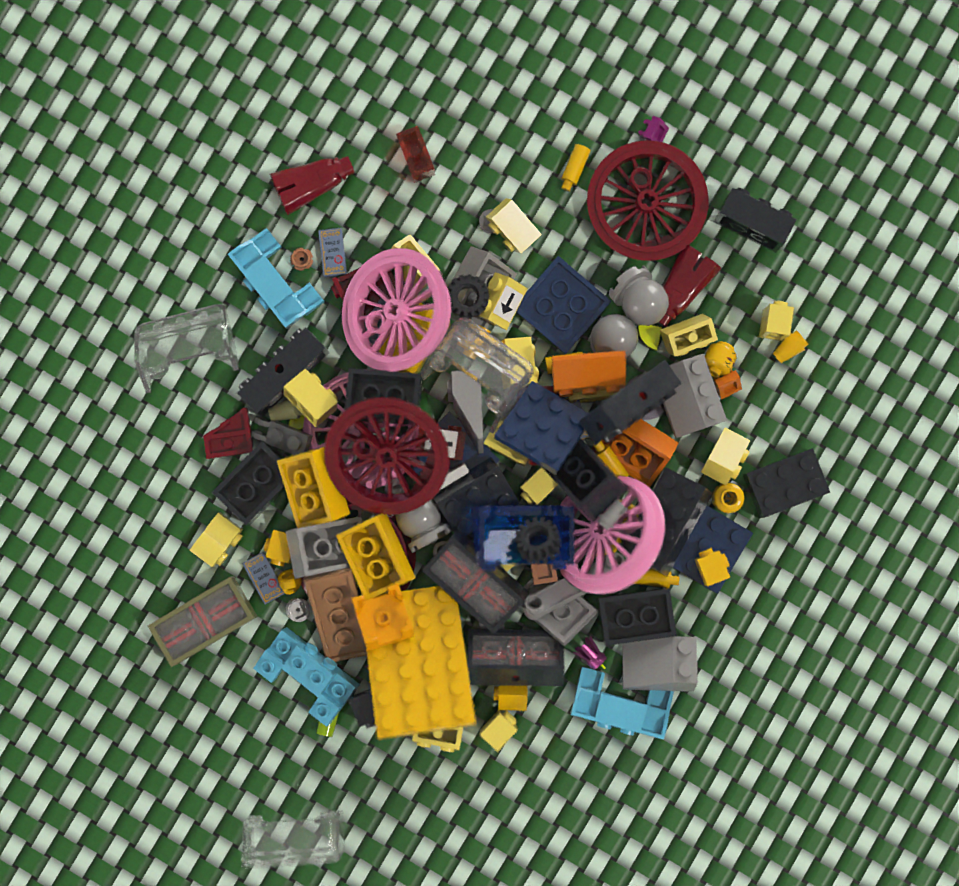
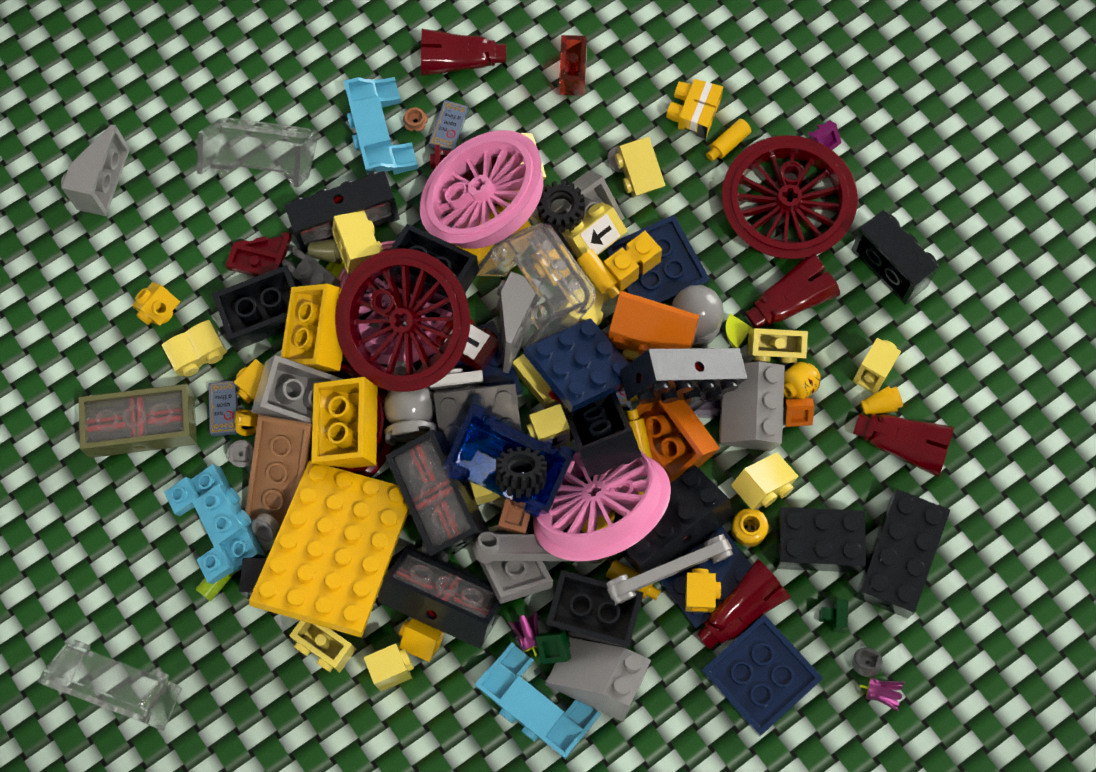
camera: 25 degrees right, 15 degrees down
(57, 426) = (96, 172): none -> light grey slope
(165, 518) = (155, 304): none -> yellow brick
(349, 662) = (265, 527): none -> light grey tile
(383, 618) = (319, 486): light orange panel -> none
(522, 339) = (598, 273): none -> yellow cylinder
(538, 147) = (699, 107): none -> yellow hips
(539, 322) = (624, 263): none -> yellow piece
(610, 517) = (612, 477): light grey pin -> none
(617, 658) = (553, 647): none -> dark green tile
(640, 296) = (741, 280): light grey tile -> none
(654, 595) = (623, 588): none -> light grey piece
(752, 552) = (751, 598): none -> dark red piece
(782, 608) = (761, 675): none -> dark blue plate
(821, 538) = (837, 615): none -> dark green tile
(823, 370) = (913, 441): none -> dark red piece
(853, 466) = (902, 554): none -> black brick
(857, 563) = (867, 662): none -> dark grey tile
(873, 584) = (883, 692): none -> flat silver piece

